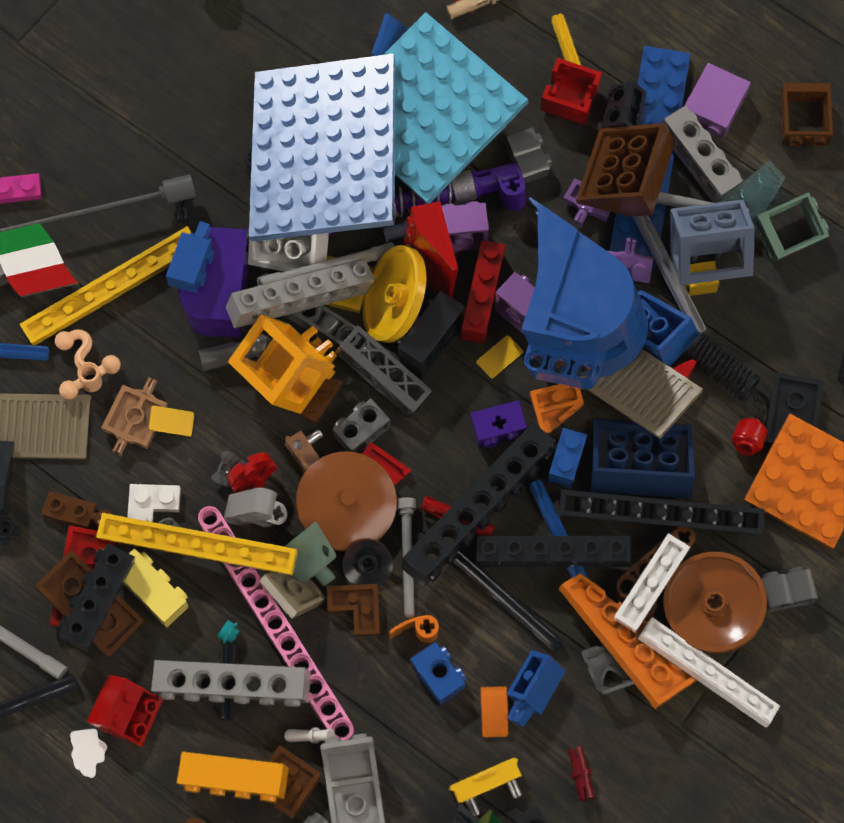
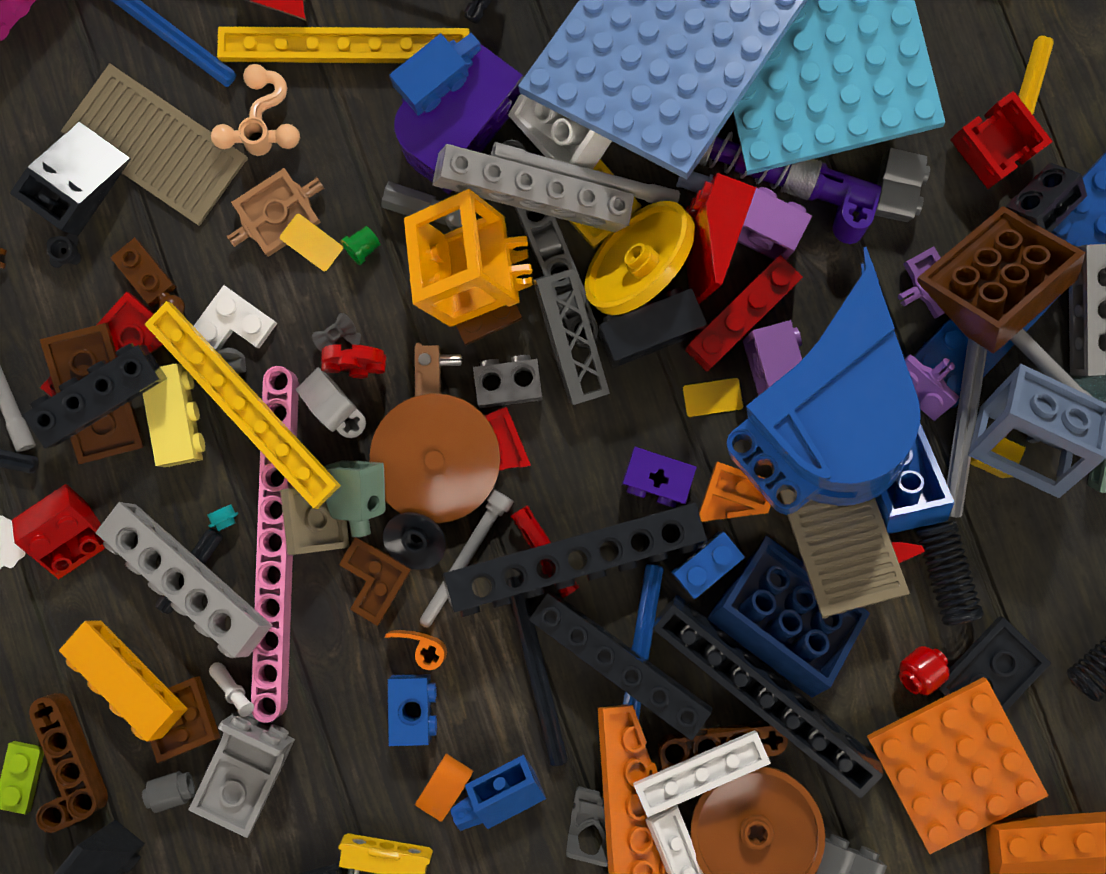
camera: 35 degrees right, 15 degrees up
(205, 402) = (360, 244): none -> green piece

